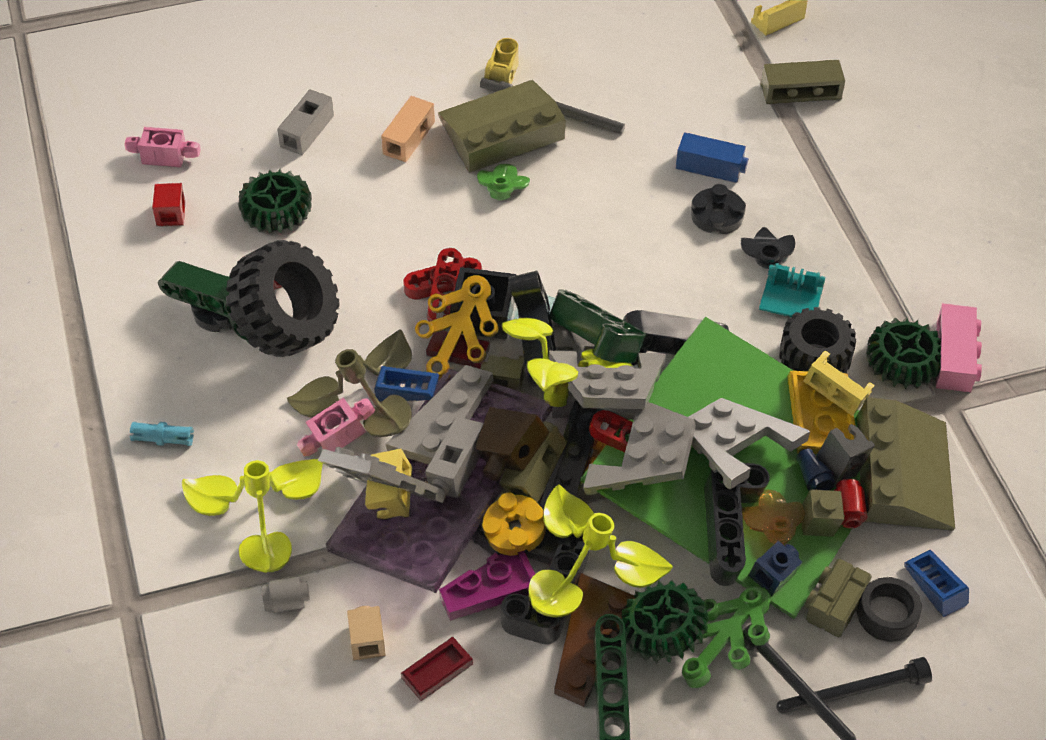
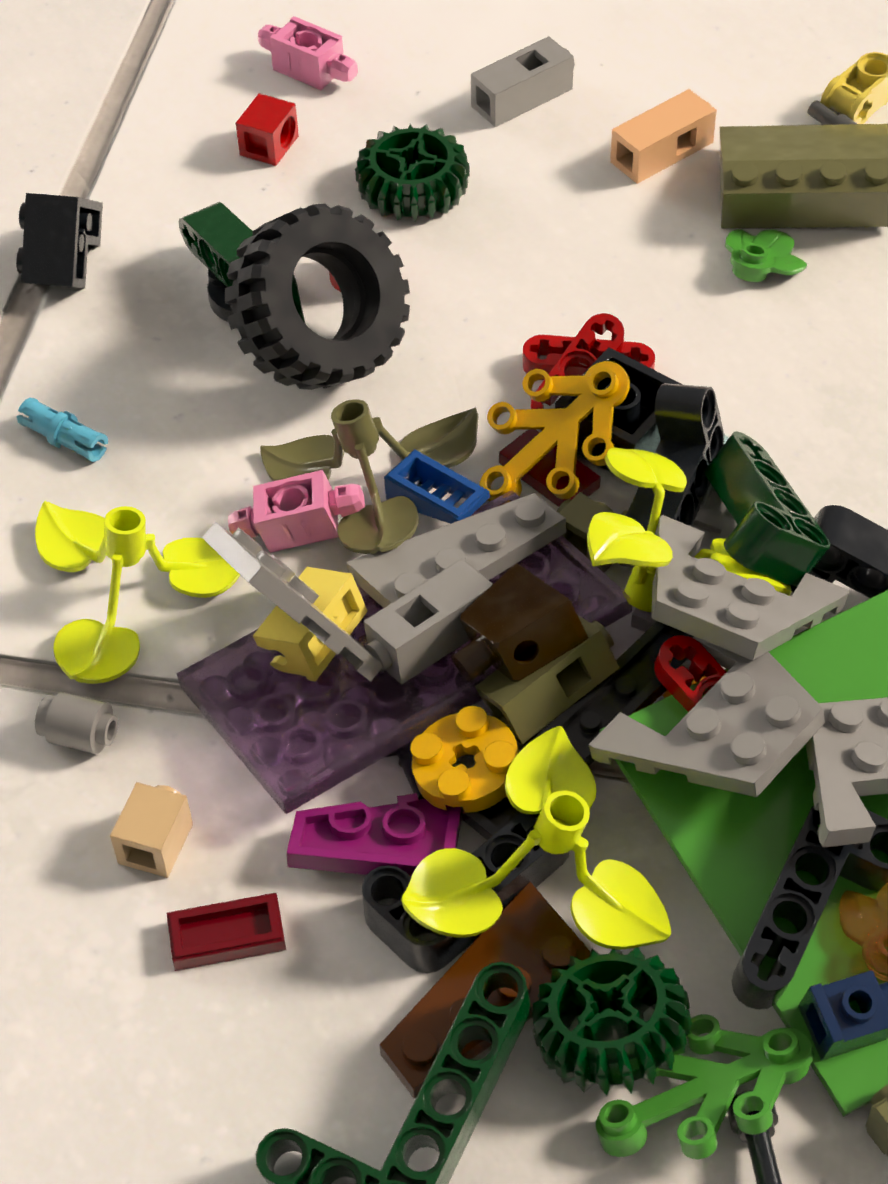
camera: 30 degrees right, 0 degrees up
(87, 320) = (57, 238): none -> black brick

